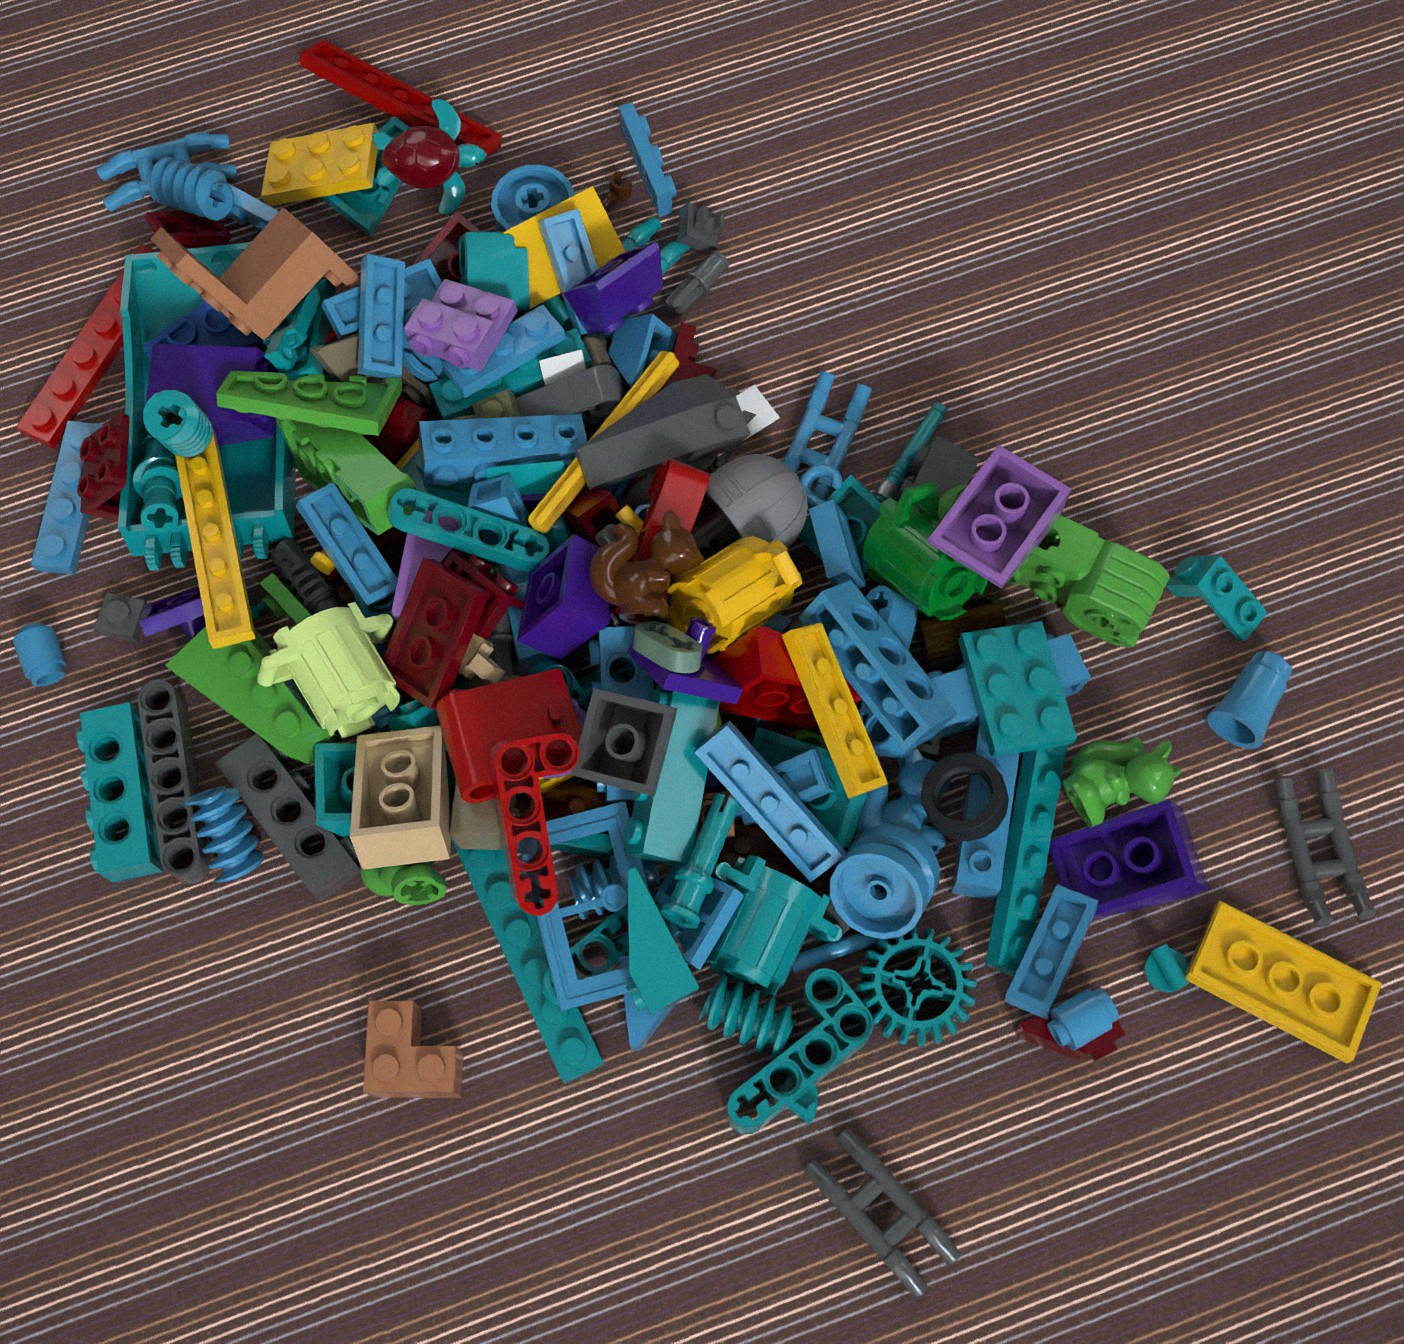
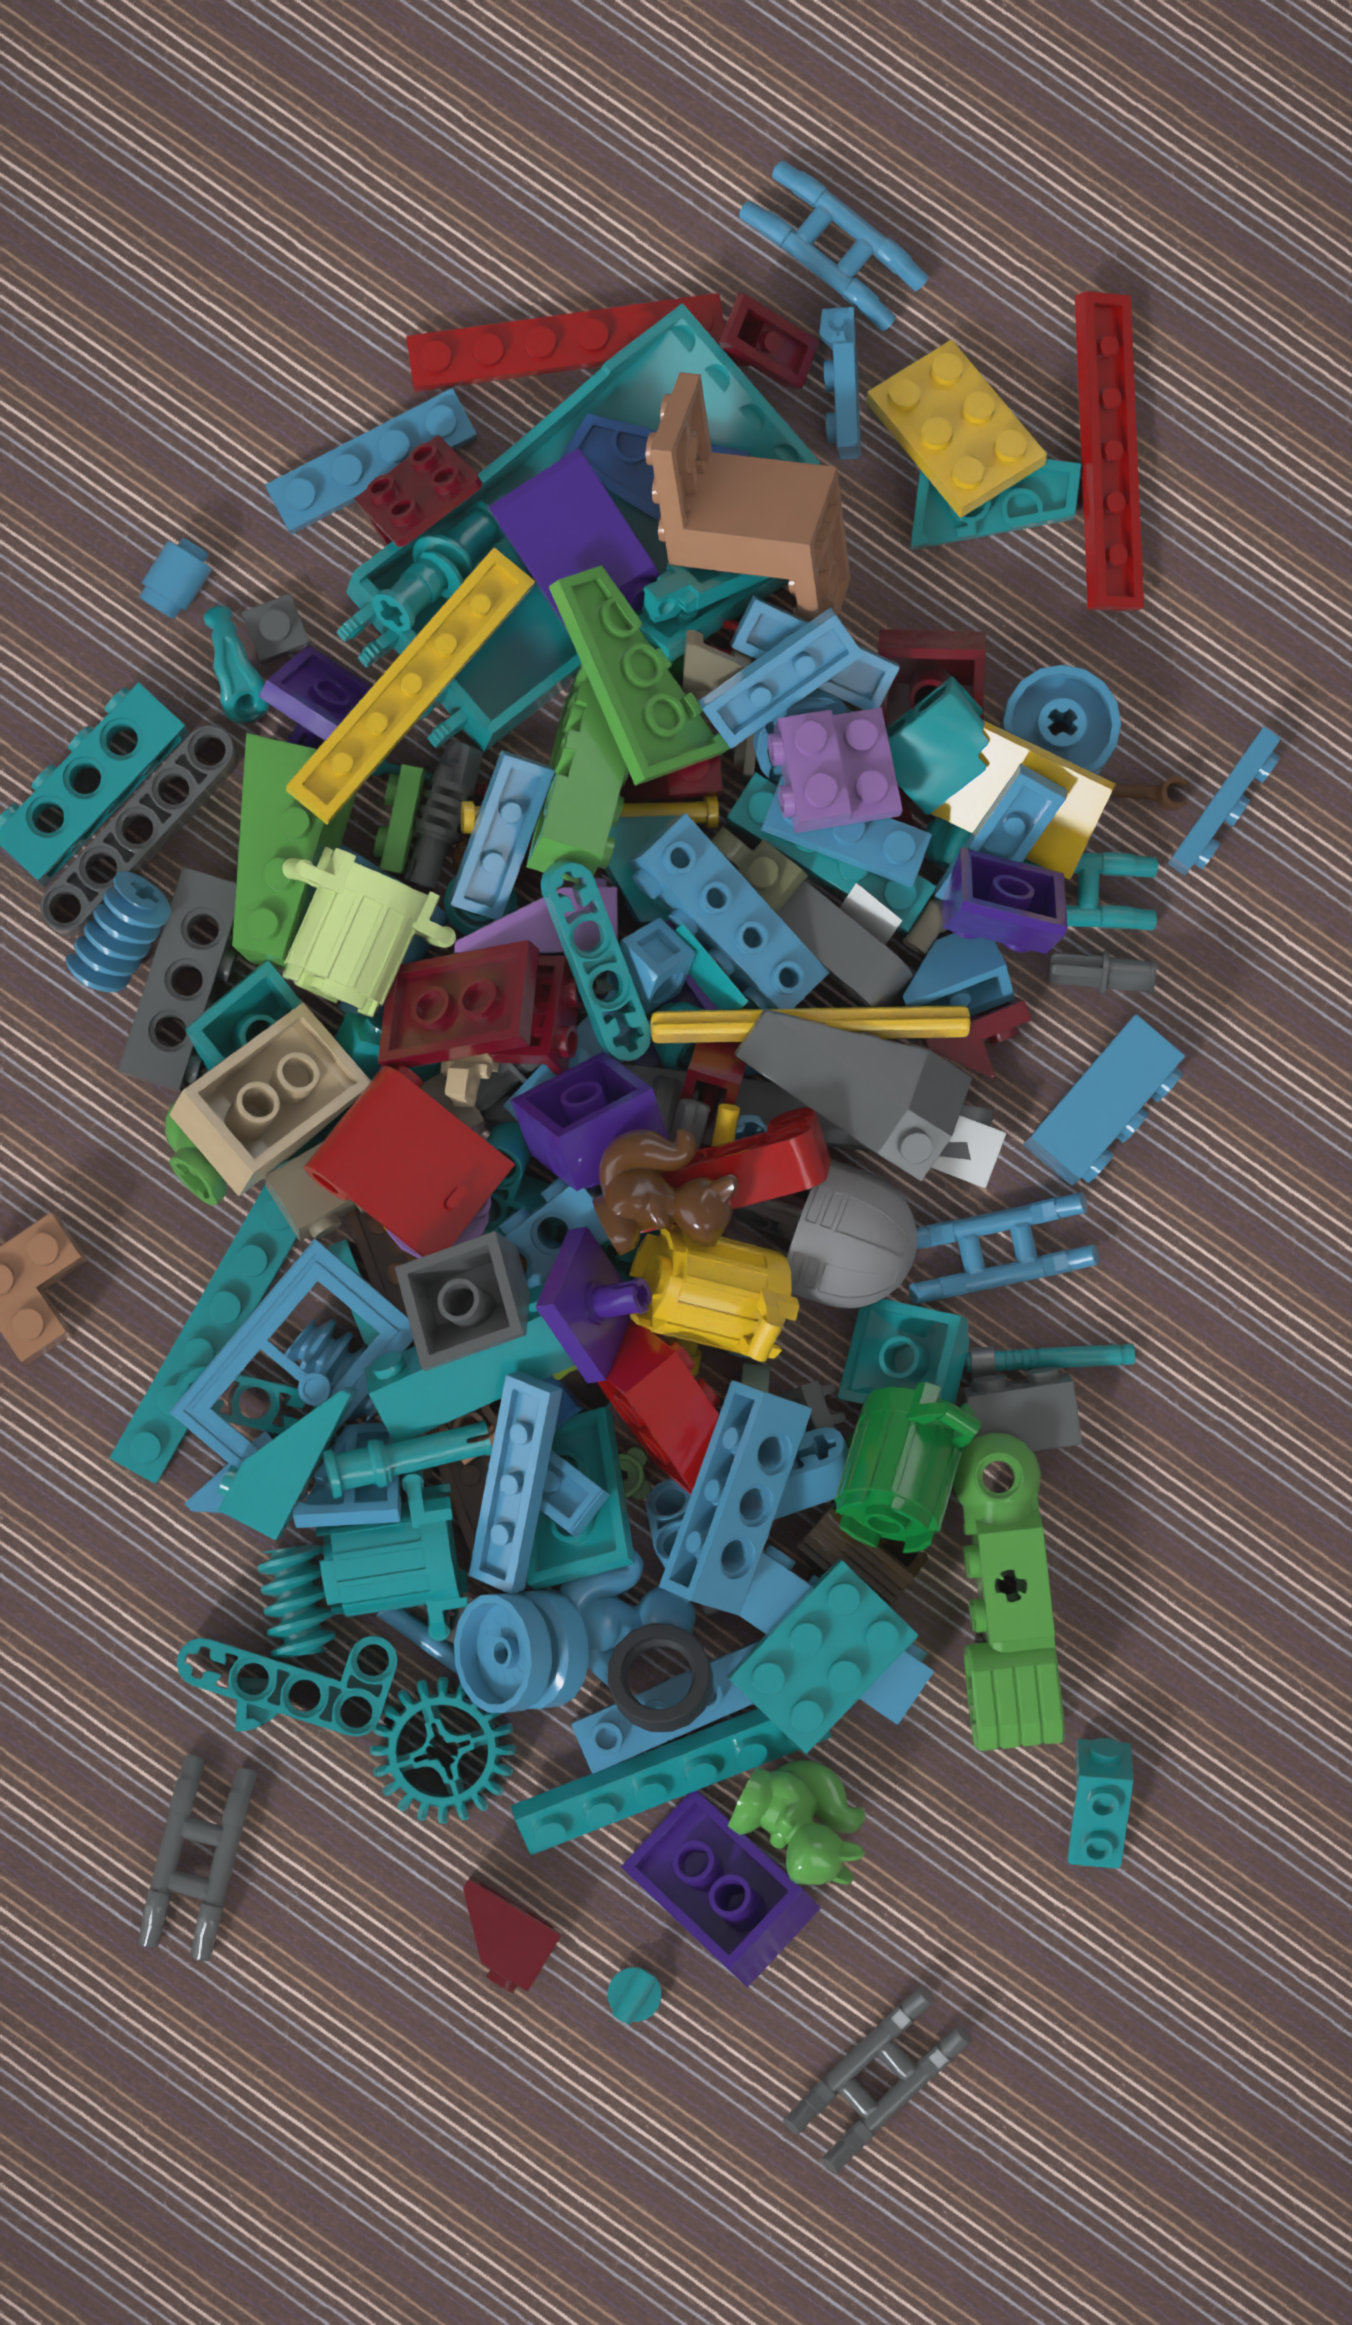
camera: 50 degrees right, 15 degrees up
(138, 655) = (236, 675): none -> teal piece
(163, 415) = (473, 568): teal piece -> none
(191, 188) = (811, 316): dark azure piece -> none
(429, 157) = (1047, 553): animal -> none
(533, 821) = (320, 1259): red beam -> none
(667, 646) = (587, 1278): sand green beam -> none
(699, 227) = (1175, 927): dark grey tile -> none
(776, 317) = (1106, 1103): none -> dark azure brick
(832, 530) = (872, 1347): dark azure piece -> none
(834, 709) = (651, 1487): yellow tile -> none
(1001, 517) = (974, 1525): medium lavender slope -> none
(1051, 952) = (566, 1865): dark azure plate -> none
(1082, 1018) = (508, 1939): dark azure brick -> none
(1251, 701) = (995, 1911): dark azure plant -> none
(1283, 981) = (701, 2119): yellow tile -> none

